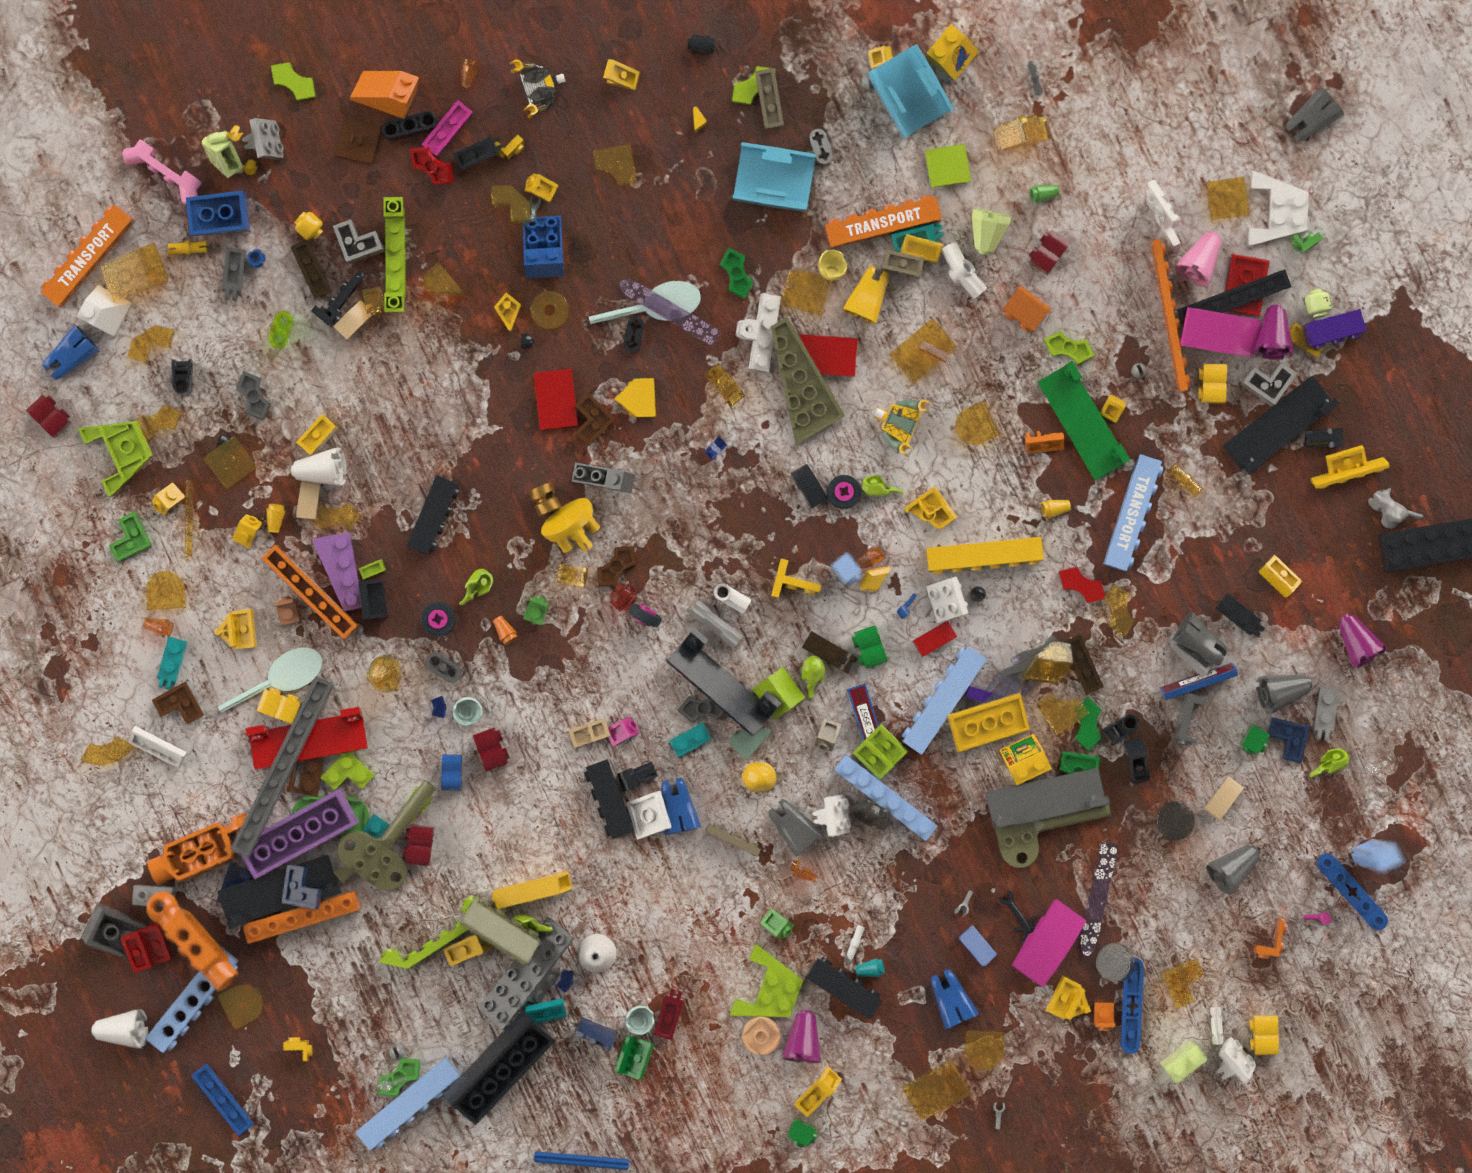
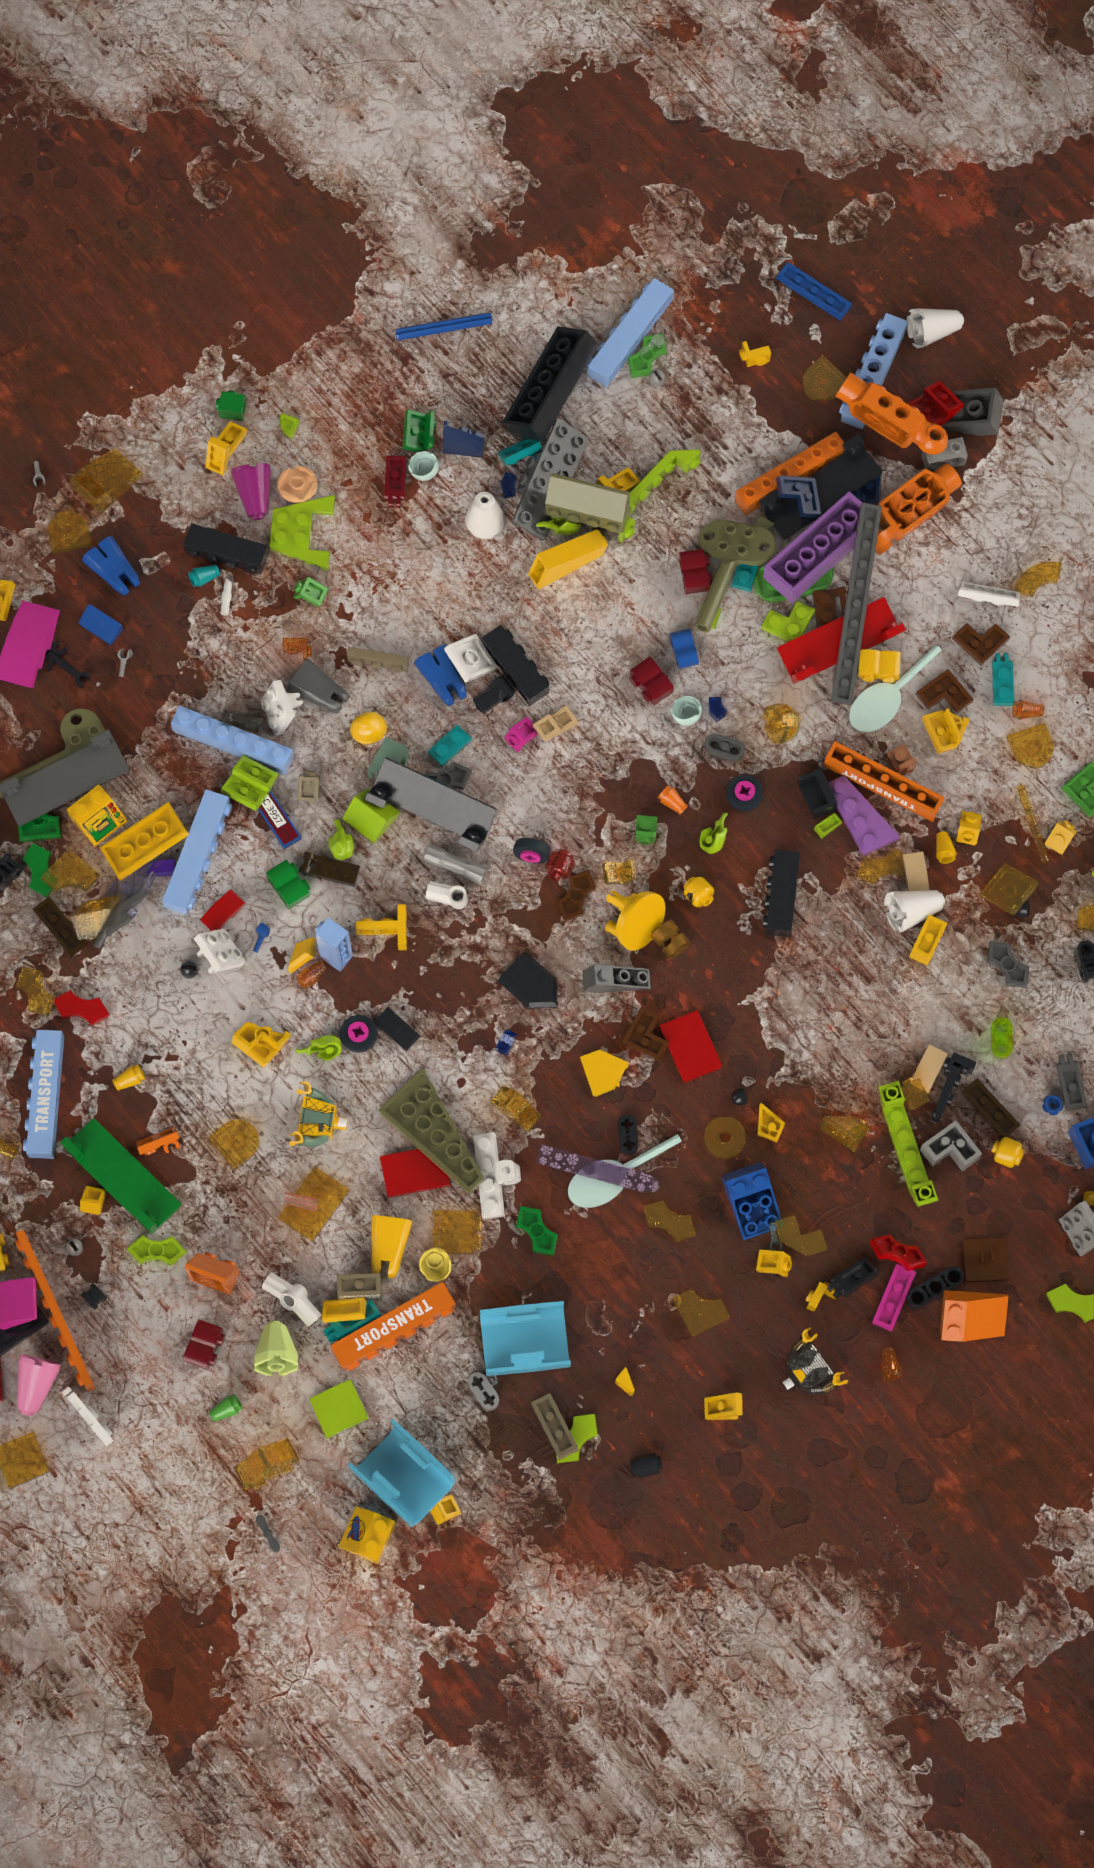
camera: 165 degrees right, 15 degrees down
(226, 668) = (947, 688): none -> reddish brown plate
(507, 537) = (698, 892): none -> yellow head
(613, 243) = (677, 1225): none -> clear yellow tile
(679, 497) = (530, 983): none -> black tile
(753, 1100) = (288, 424): none -> lime tile
(984, 554) = (192, 1009): yellow brick -> none
(1133, 320) = (93, 1296): none -> black wheel

